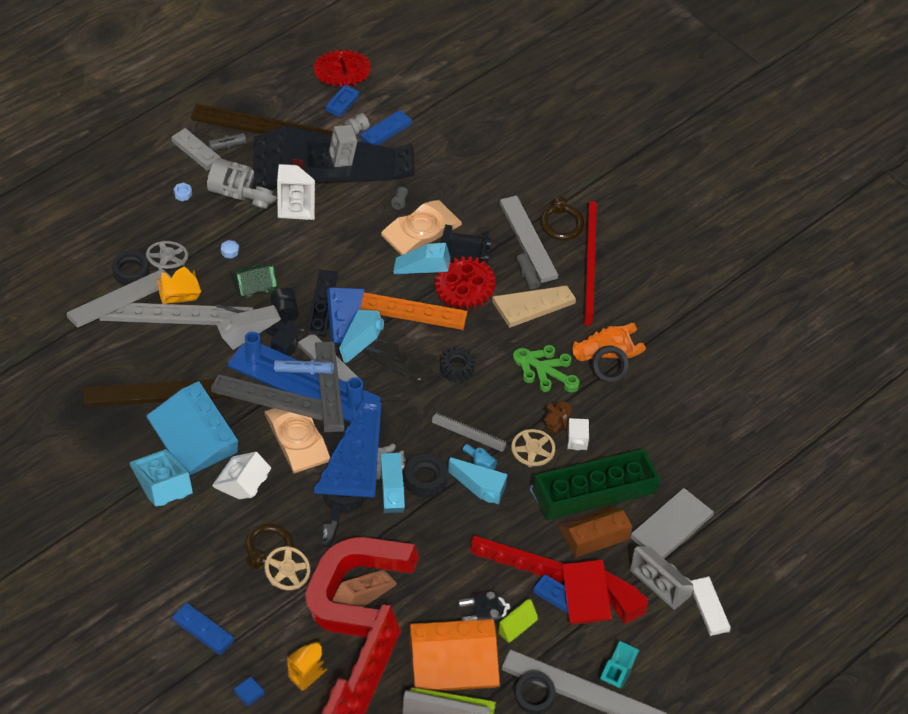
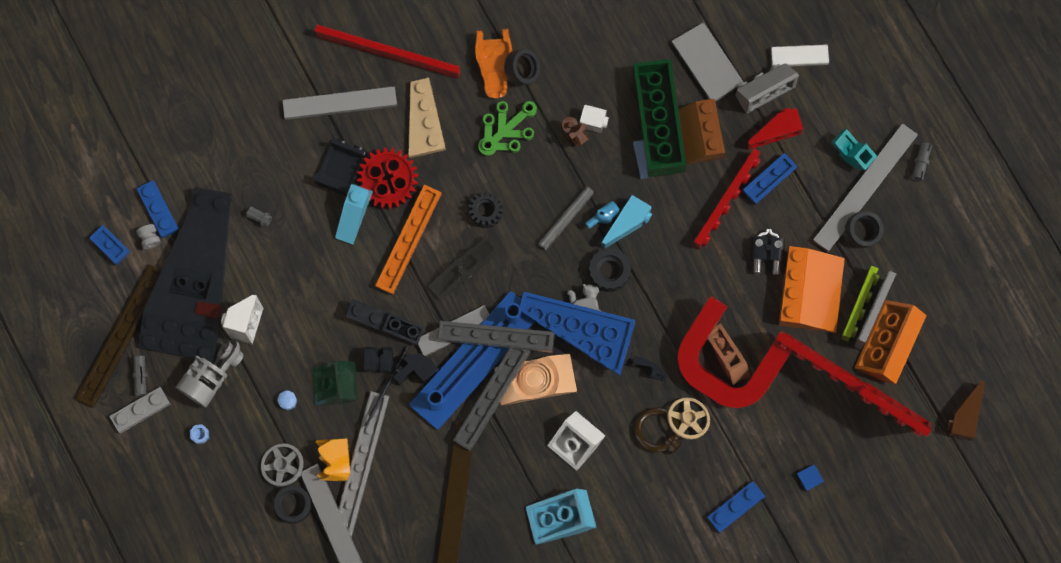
camera: 70 degrees left, 25 degrees up
(193, 429) = (515, 477): dark azure slope -> none
(238, 325) = (401, 399): light grey slope -> none
(304, 367) = (461, 376): medium blue pin -> none
(304, 665) = (805, 421): light orange piece -> none
(342, 308) = (404, 304): blue wing -> none
(343, 145) = (194, 257): light grey brick -> none
(354, 65) = (61, 251): red gear -> none
(361, 333) = (431, 290): medium azure slope -> none
(392, 483) = (620, 302): medium azure slope -> none
(420, 227) = (301, 204): light nougat slope -> none
(518, 621) = (784, 226): lime slope -> none
(528, 271) = (384, 114): dark grey pin -> none
(533, 448) = (595, 164): tan wheel -> none
(559, 206) = (306, 64): dark brown piece -> none
(586, 592) = (775, 157): red tile -> none

